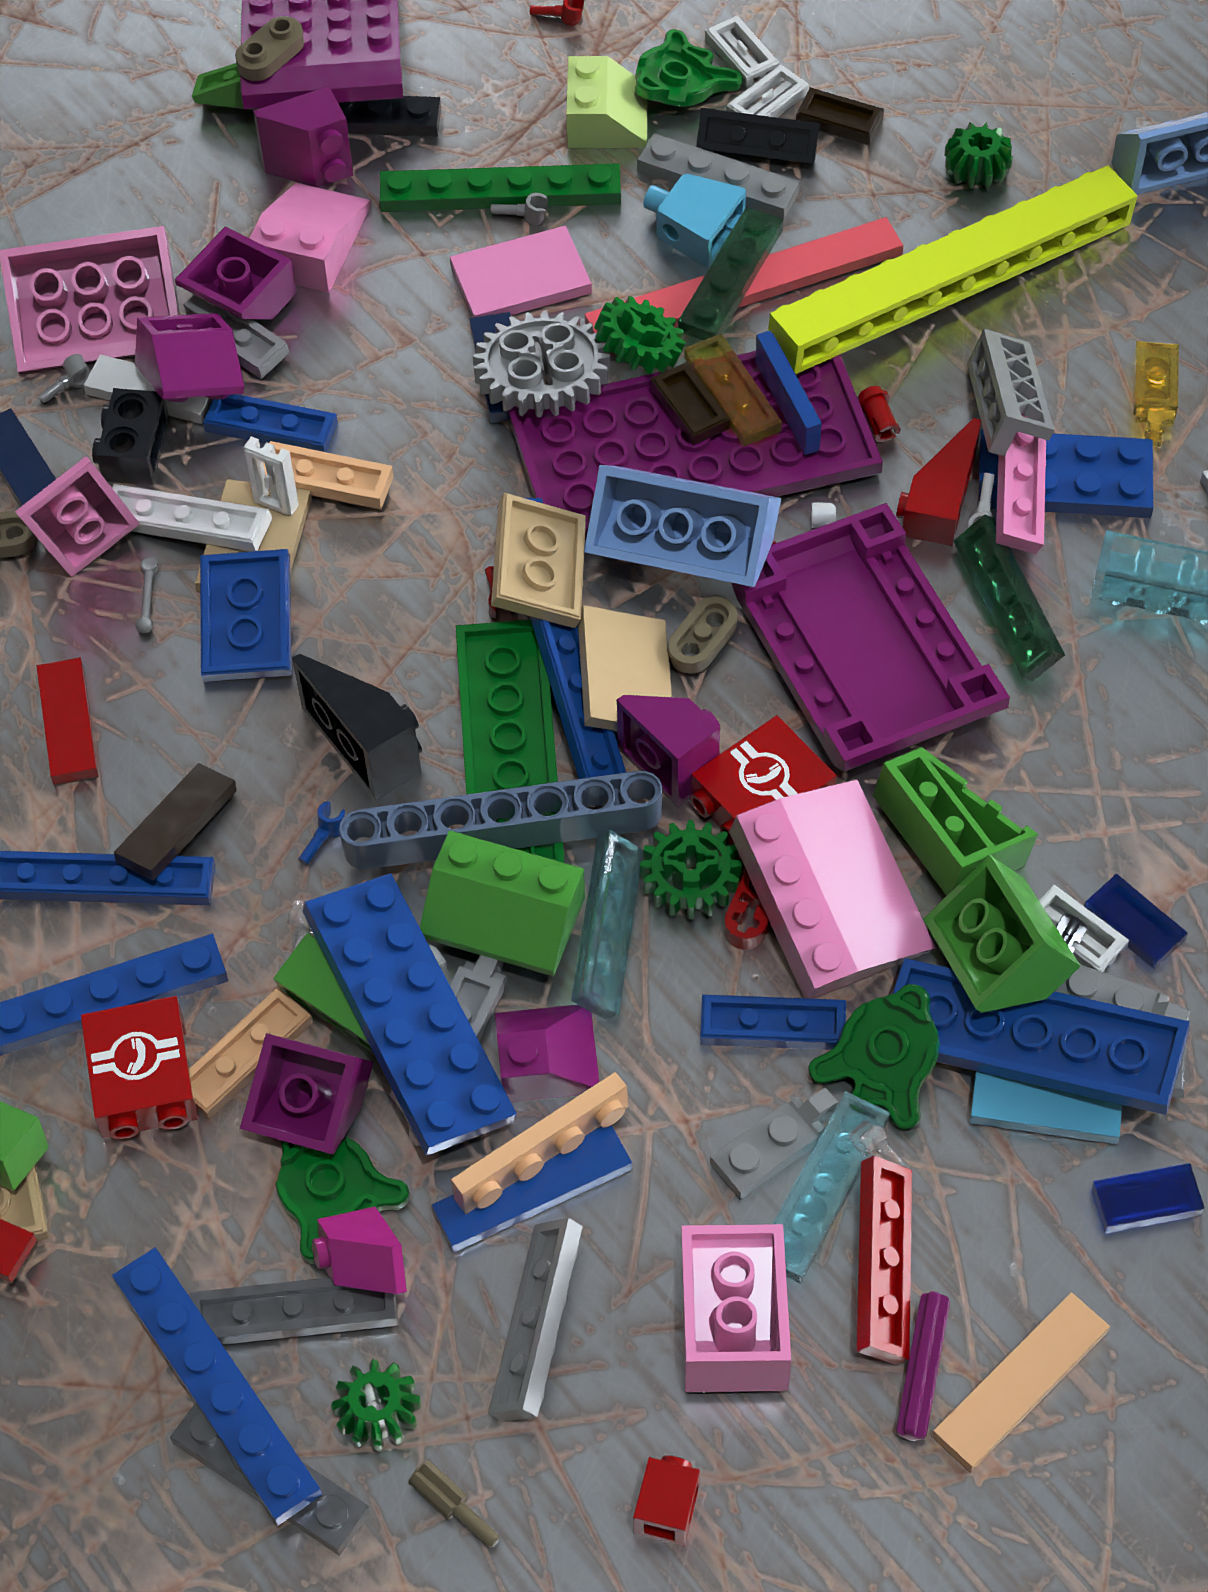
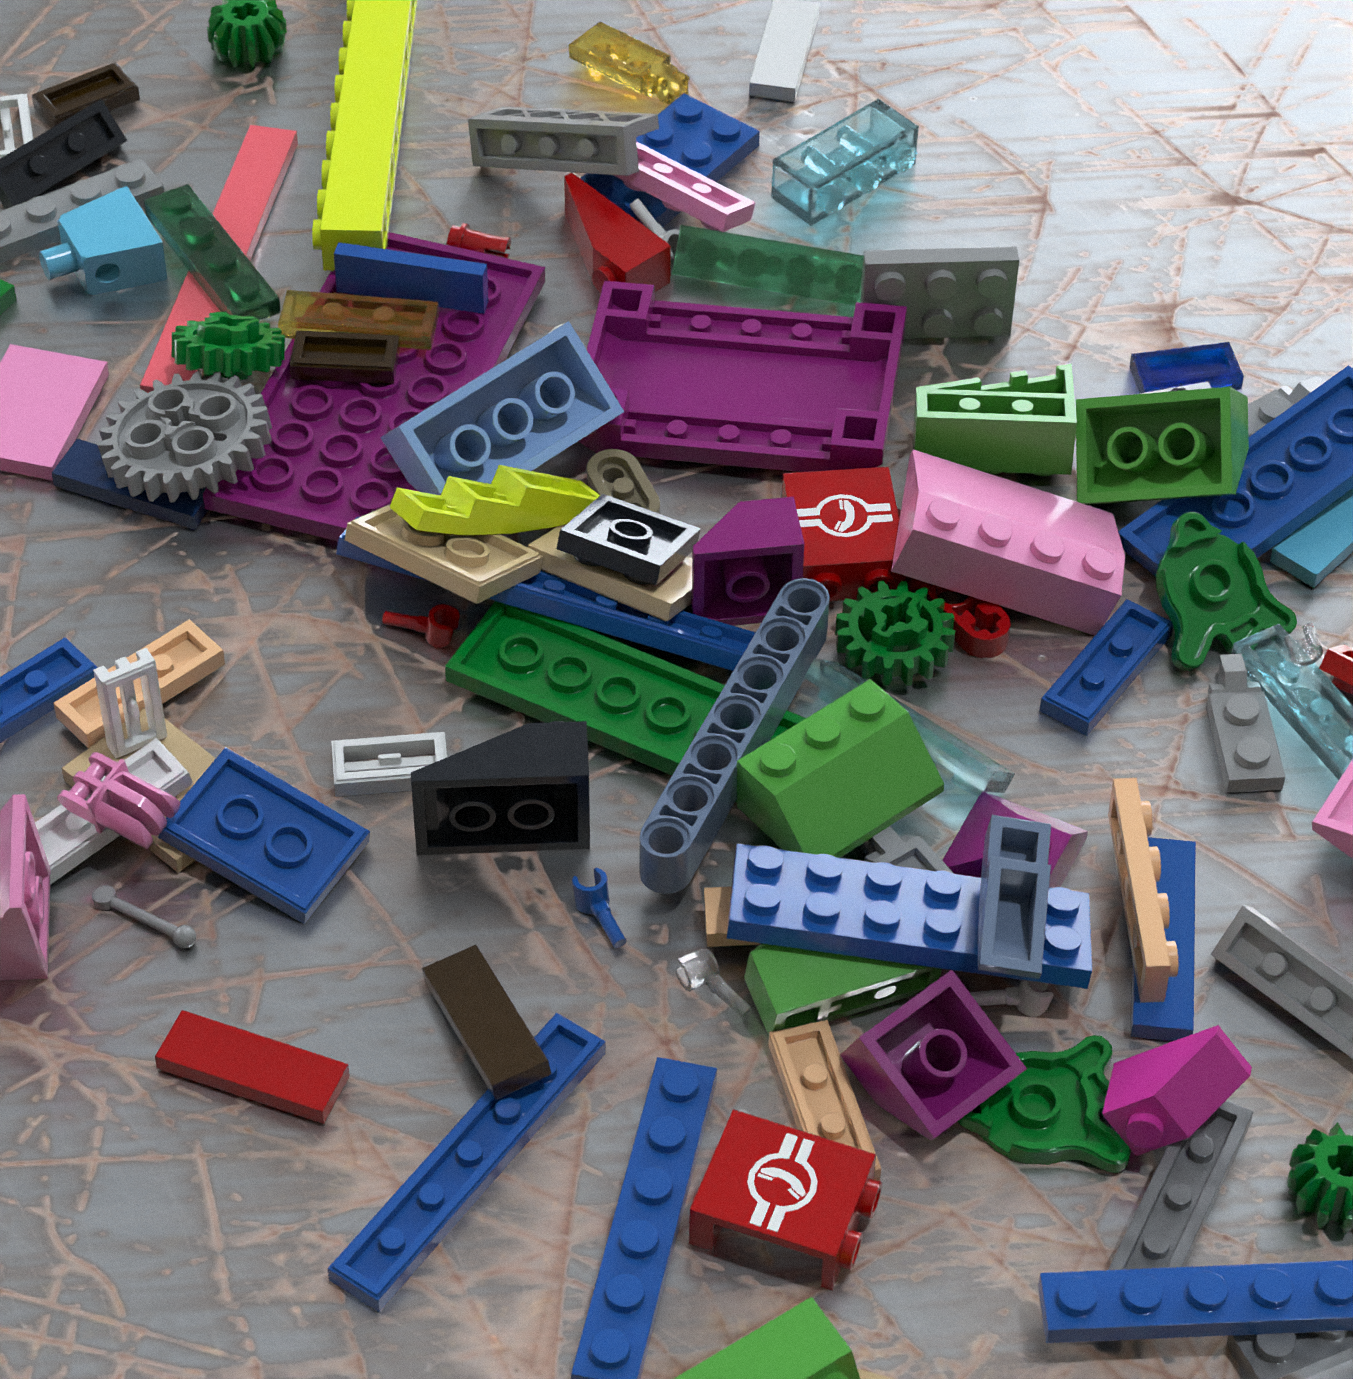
camera: 60 degrees left, 10 degrees down
(192, 521) = (119, 801): none -> bright pink arm
(382, 670) = (390, 771): none -> white tile
(435, 1061) = (1014, 896): none -> sand blue slope
(614, 575) = (509, 505): none -> neon yellow slope
(632, 656) = (627, 539): none -> black plate
(1050, 711) = (945, 289): none -> light grey plate

